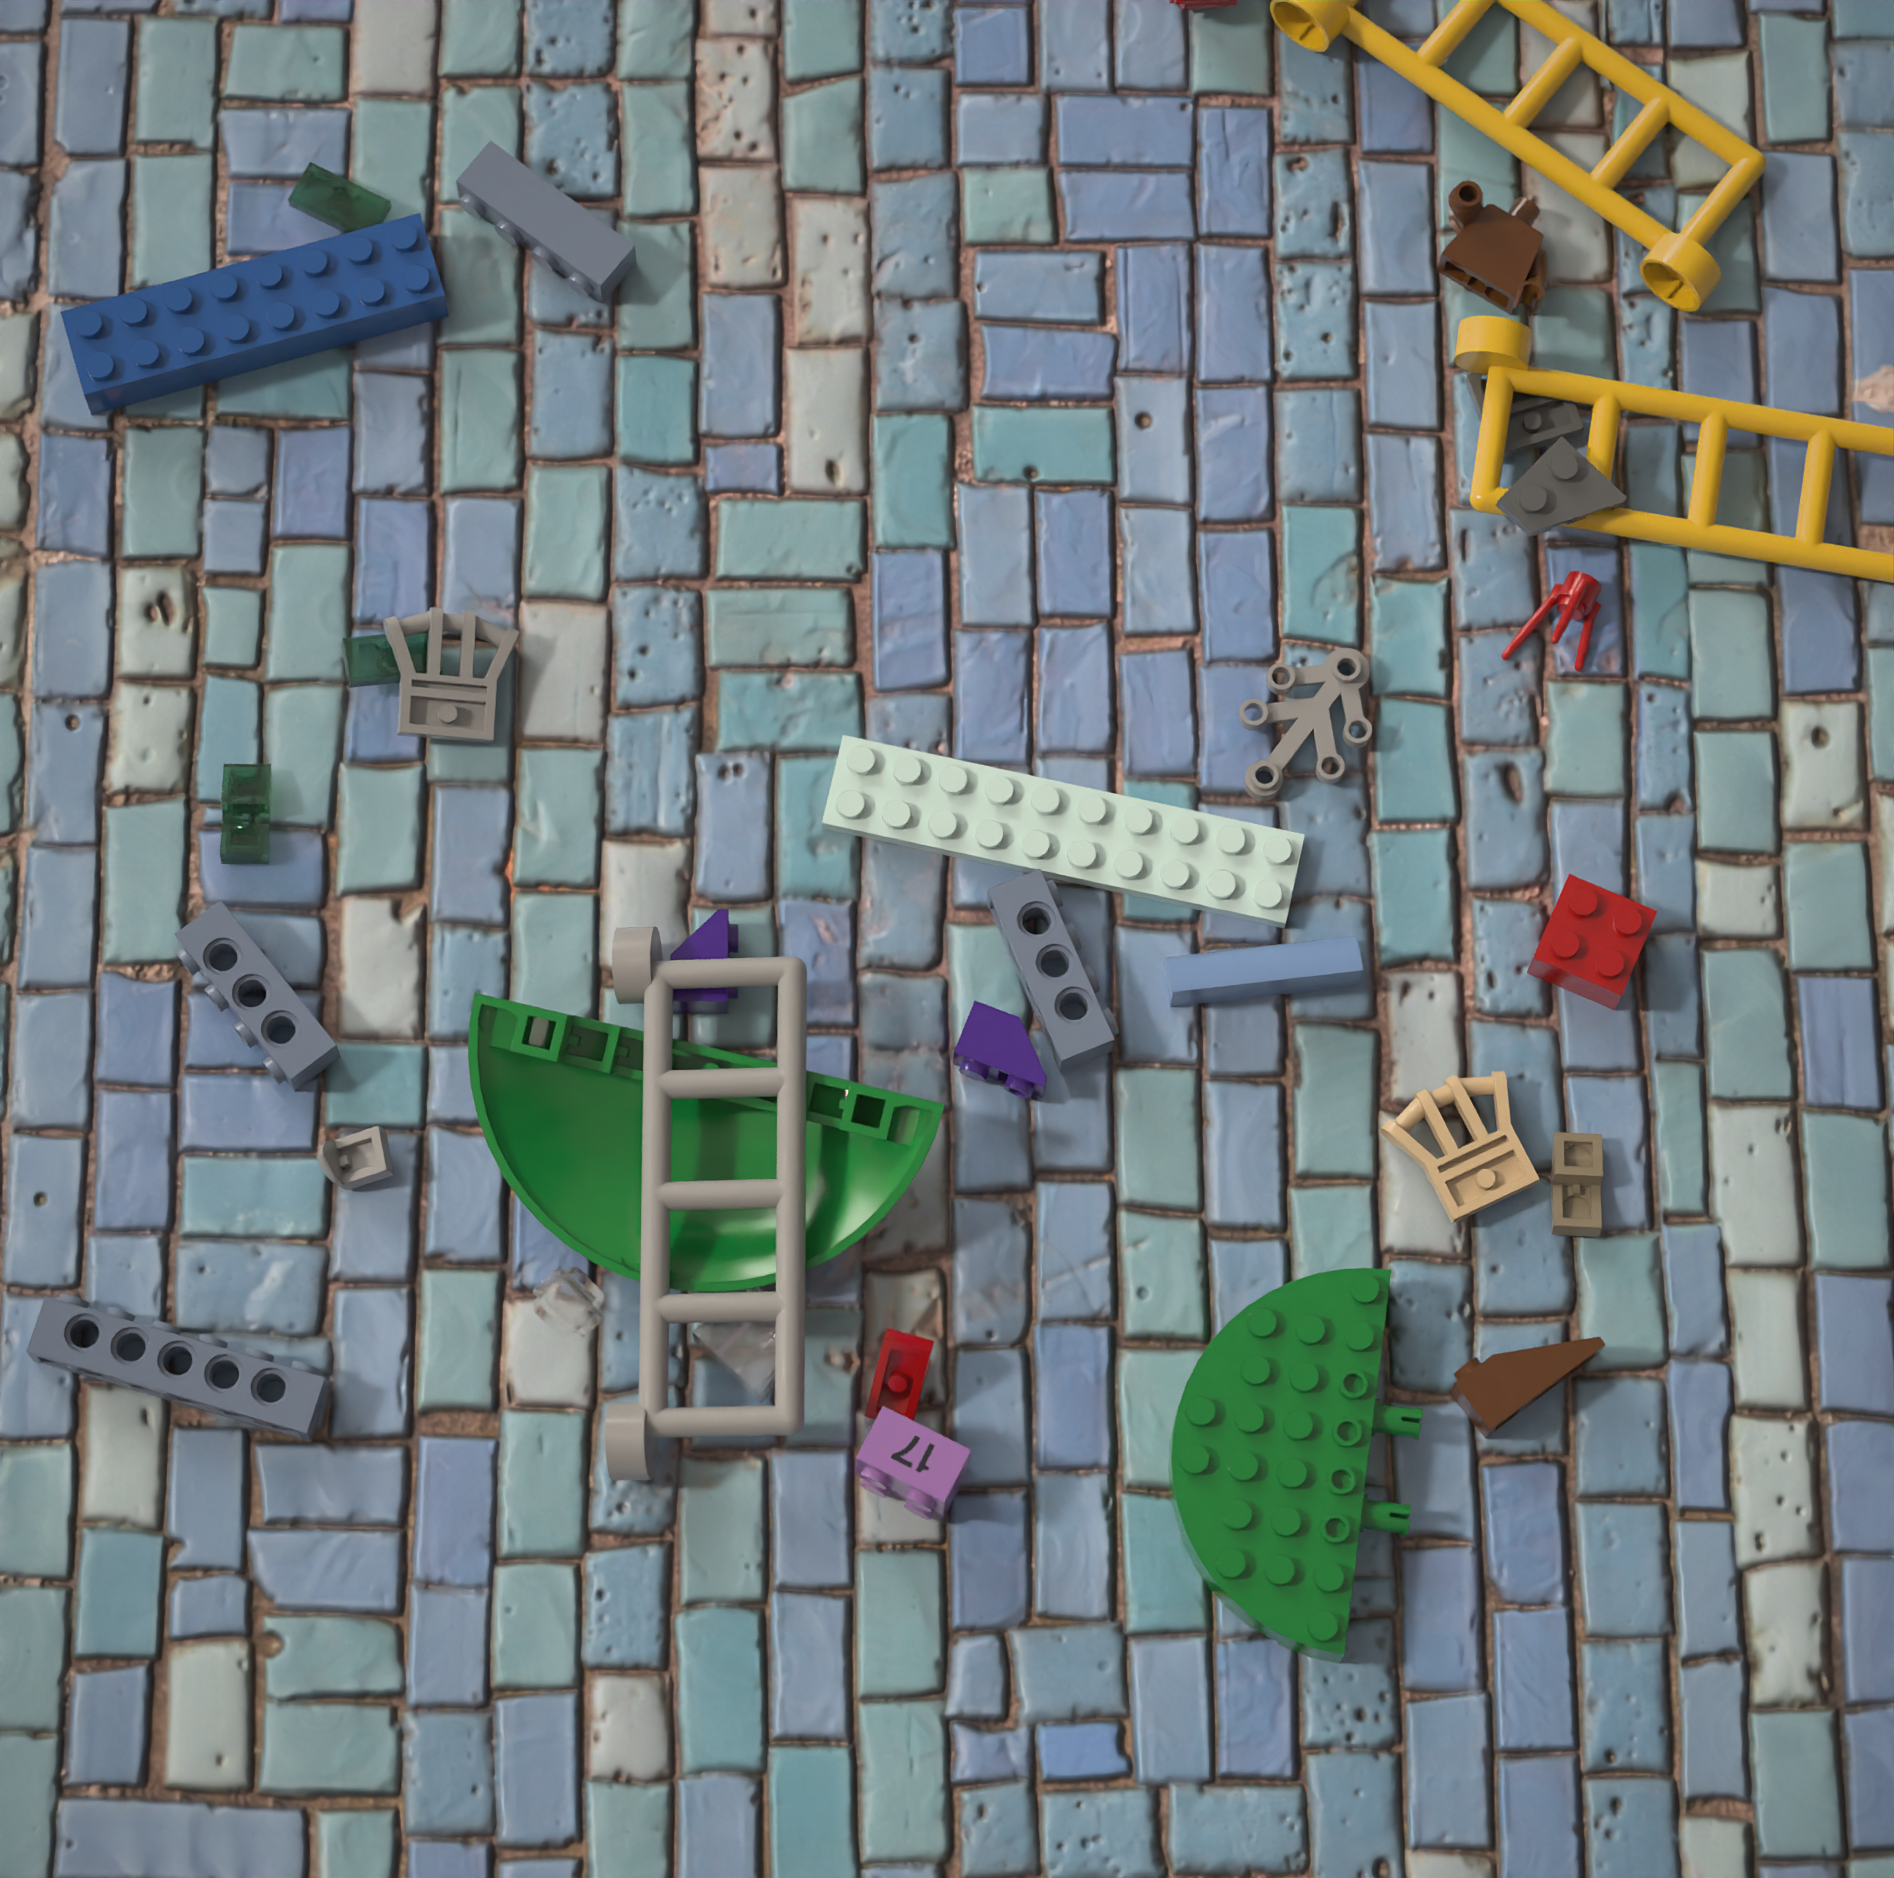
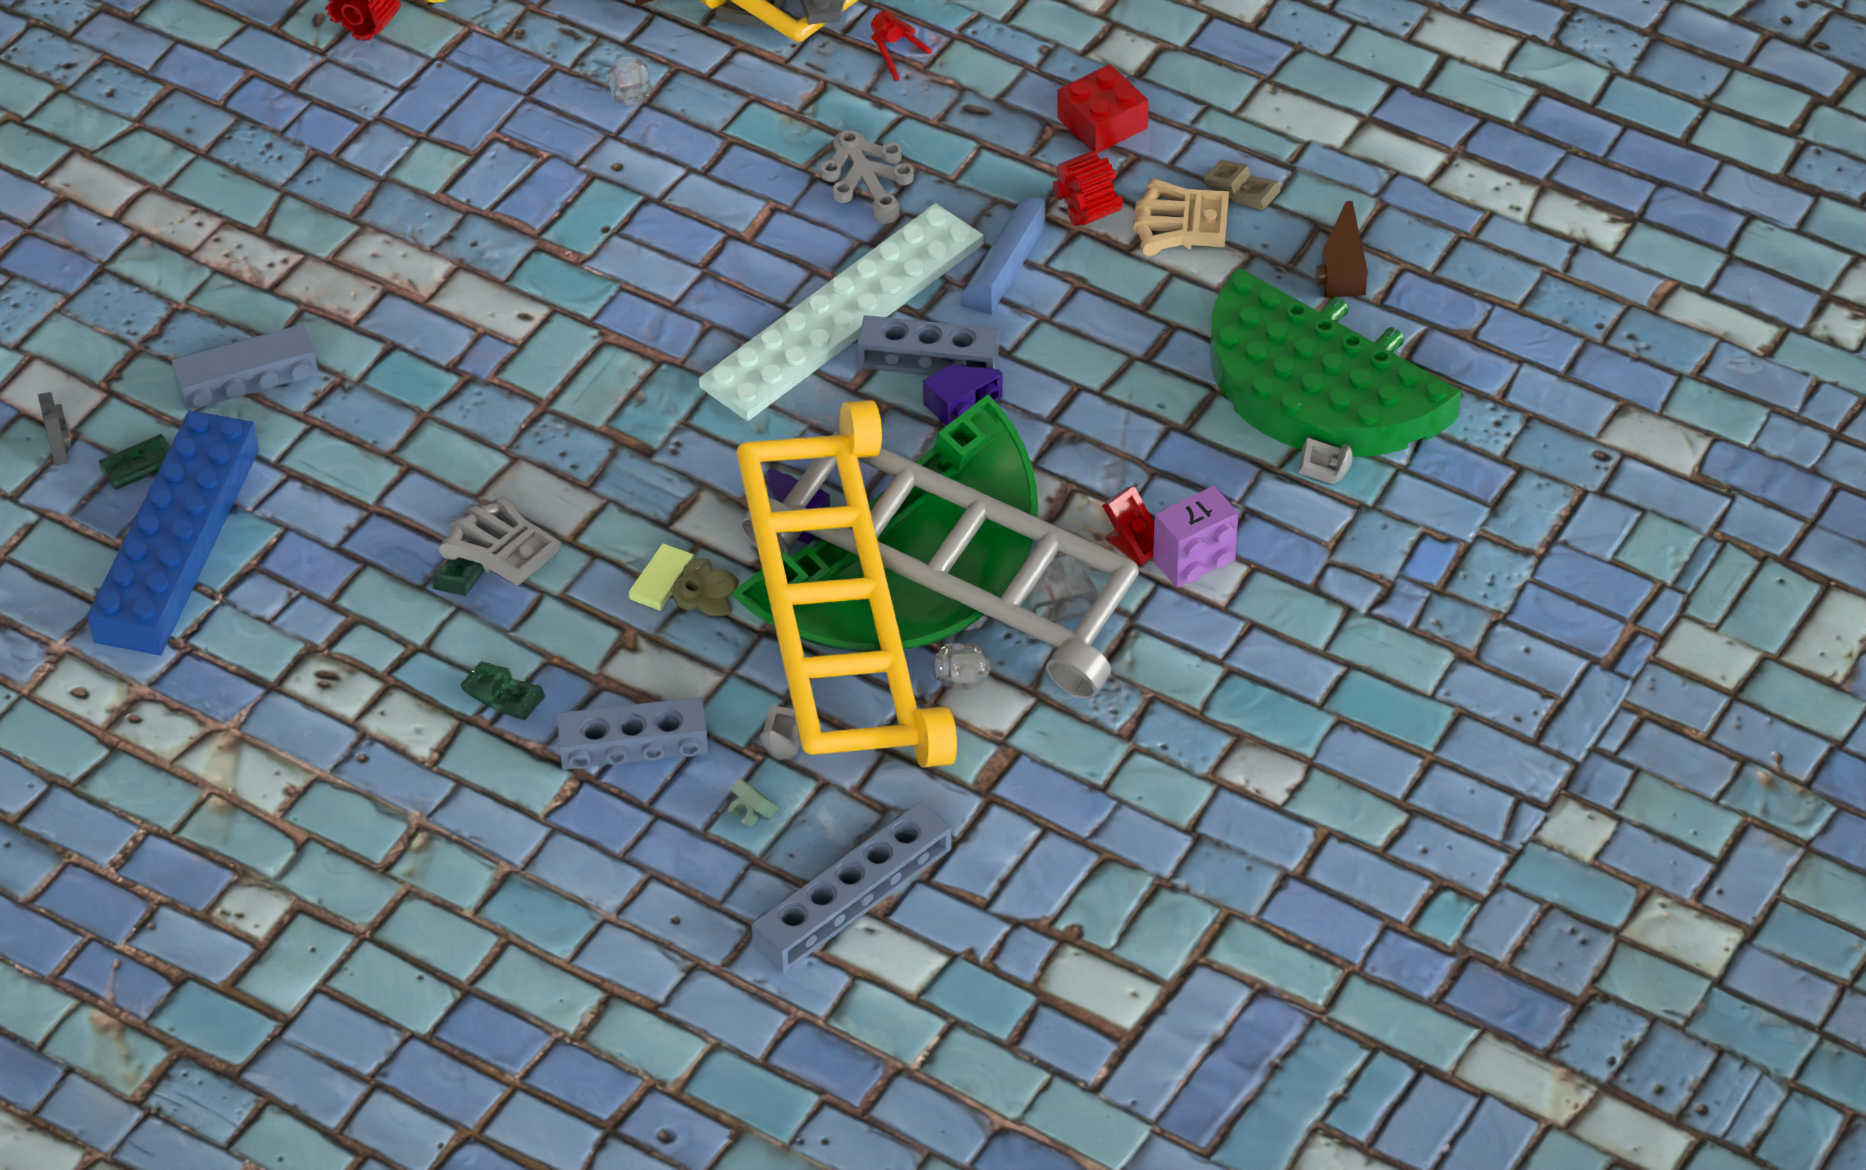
camera: 55 degrees left, 25 degrees down
(238, 1186) = (752, 800): none -> sand green tile
(336, 69) = (53, 418): none -> dark grey wing
(516, 881) = (657, 579): none -> yellowish green tile
(531, 945) = (704, 588): none -> olive plate
(760, 1000) = (926, 729): none -> yellow fence
(1150, 1543) = (1325, 461): none -> light grey plate
(1279, 351) = (629, 81): none -> clear head
(1424, 1007) = (1087, 188): none -> red brick

